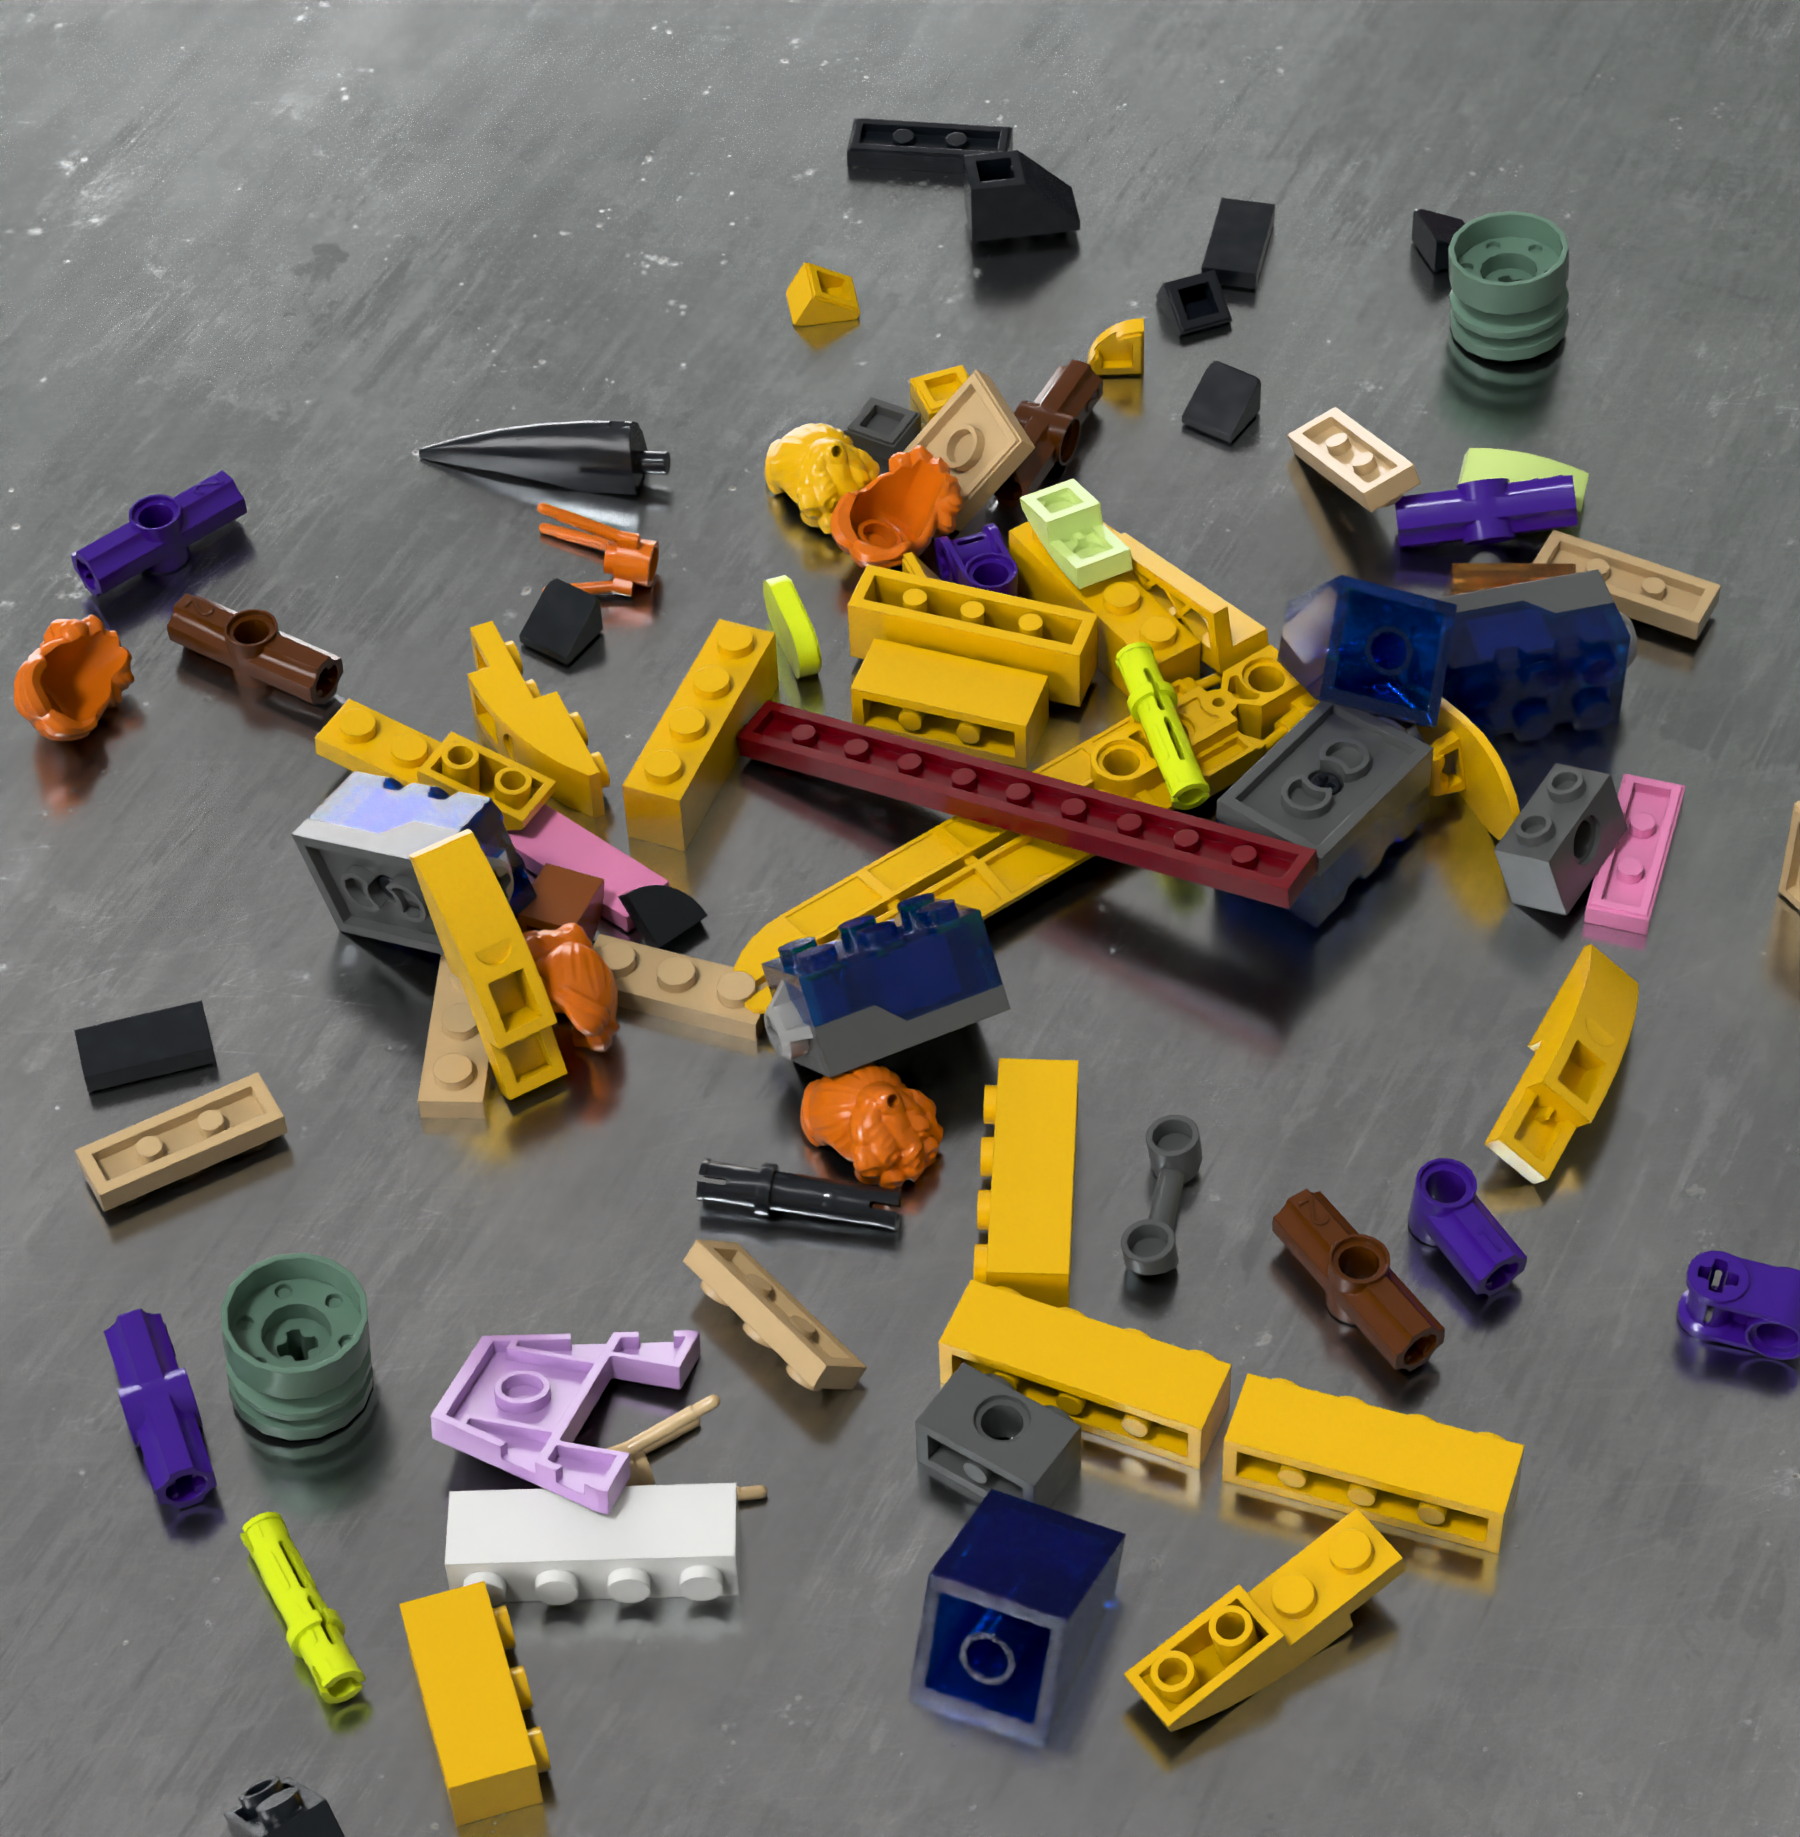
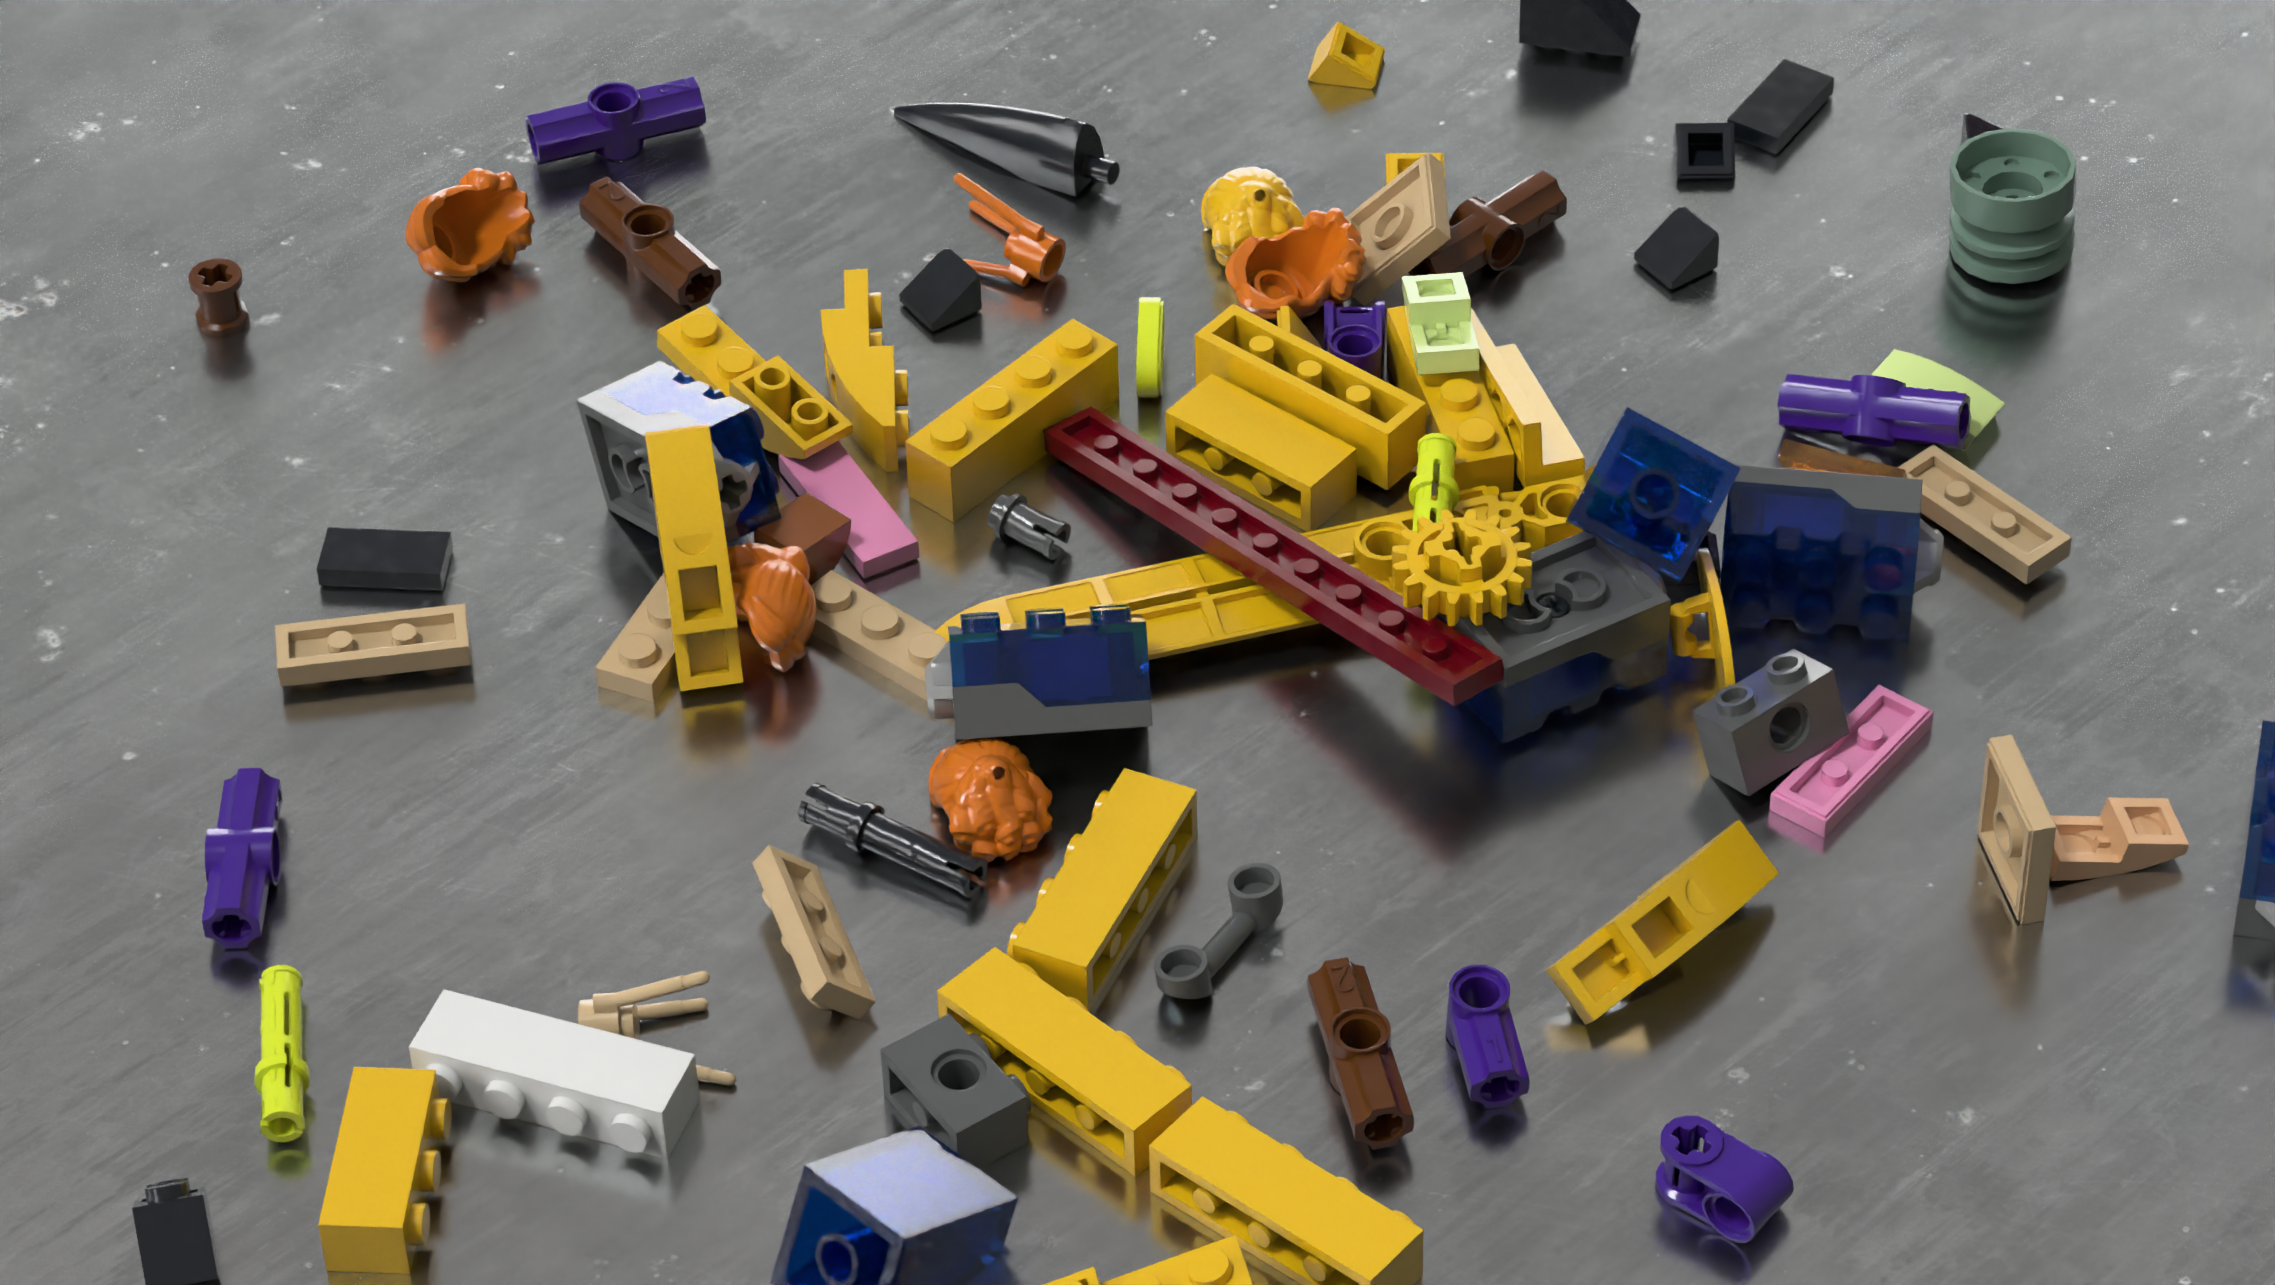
camera: 20 degrees right, 5 degrees down
(297, 1346) = (376, 835): sand green wheel -> none
(530, 1395) = (565, 933): lavender wing -> none
(661, 912) = (896, 566): black tile -> none
(763, 835) = (1017, 520): none -> dark grey pin
(883, 428) = (1335, 188): dark grey tile -> none
(1119, 349) = (1603, 176): yellow tile -> none
(1240, 771) = (1461, 567): none -> yellow gear
(1354, 460) = (1767, 331): tan plate -> none

